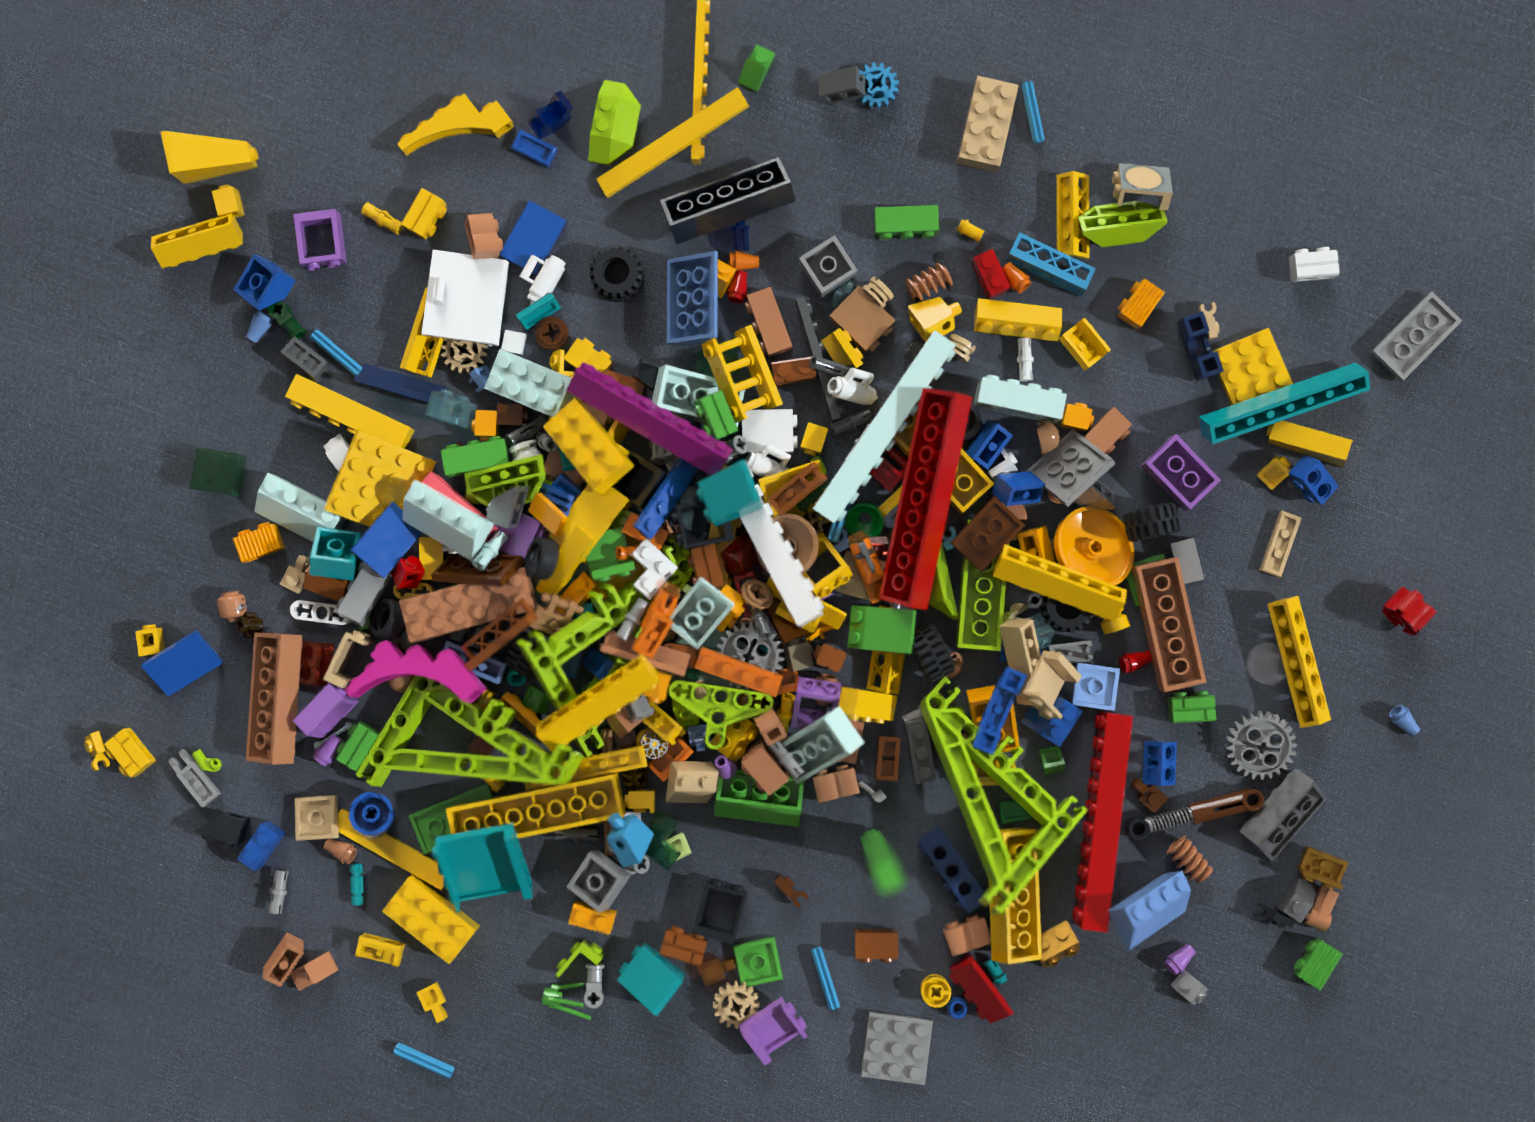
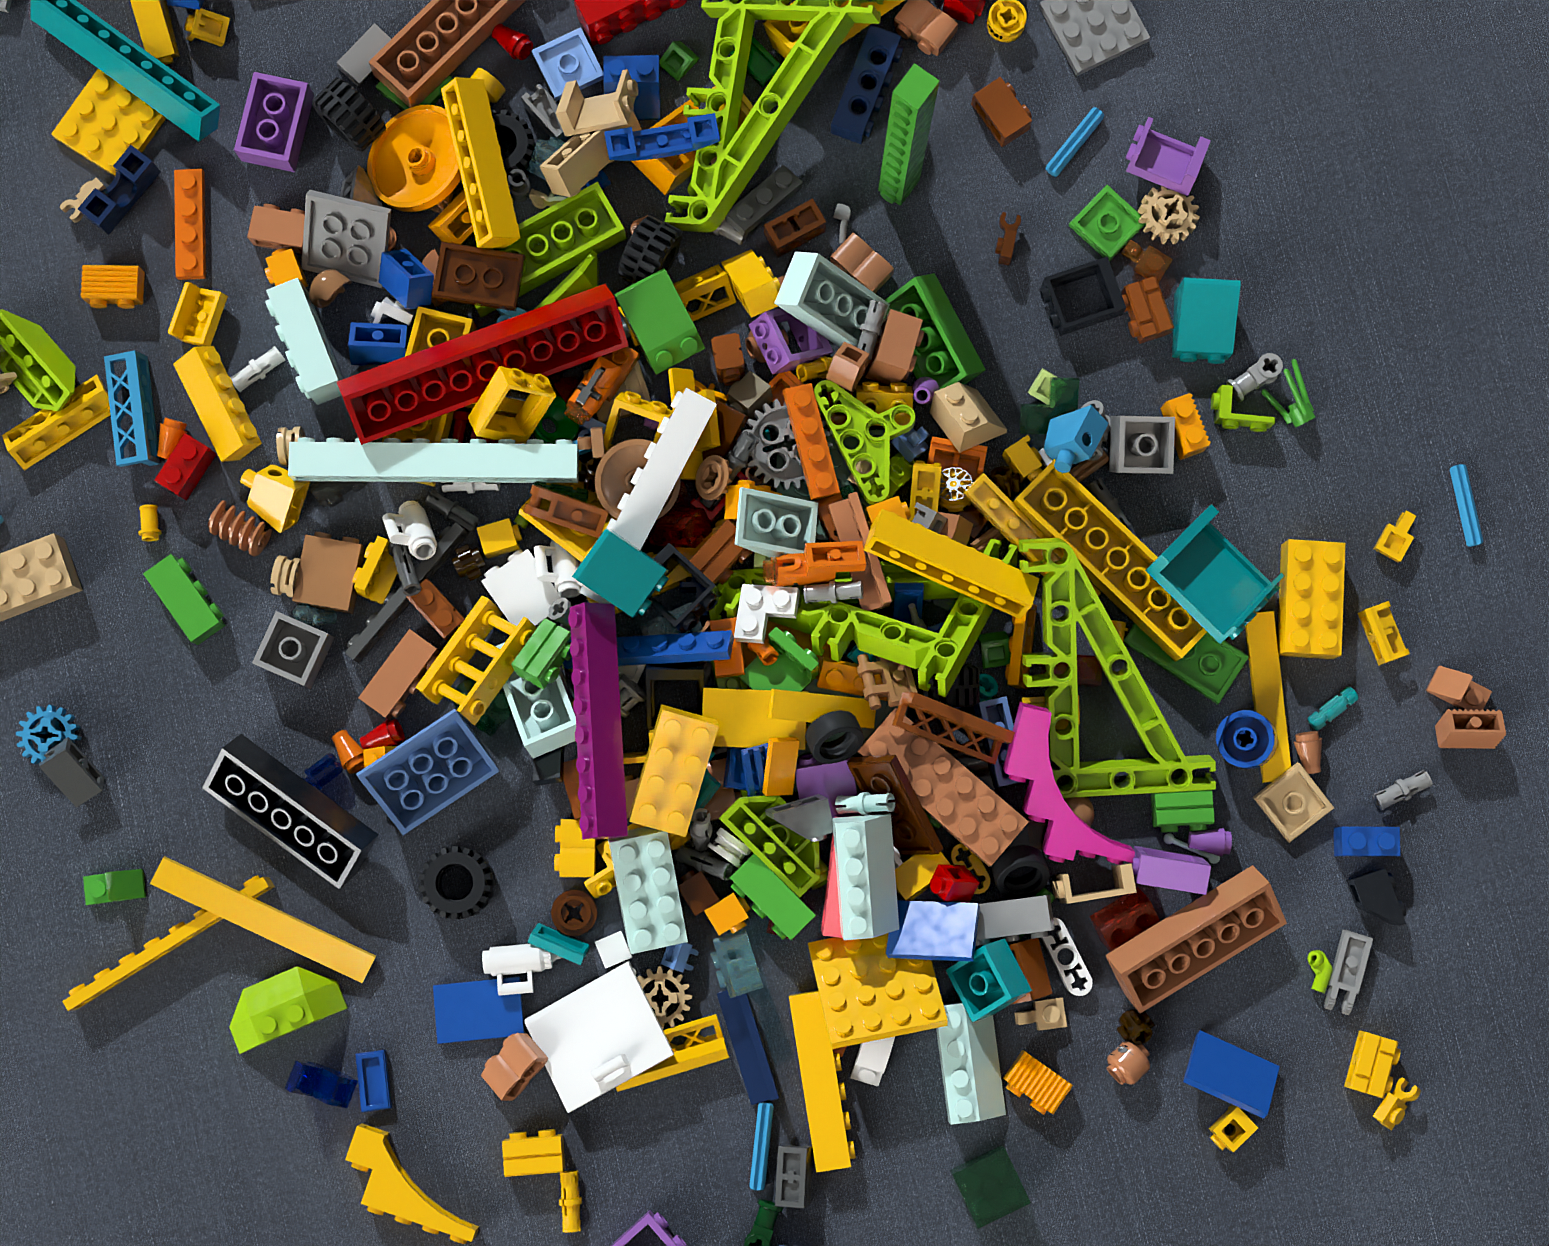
camera: 130 degrees left, 5 degrees down
(581, 660) = (916, 621): none -> light grey hand
(811, 410) = (468, 562): none -> dark brown gear
(830, 534) = (593, 442): none -> medium nougat tile
(888, 479) = (520, 428): none -> yellow window
(1150, 378) = (190, 224): none -> orange plate

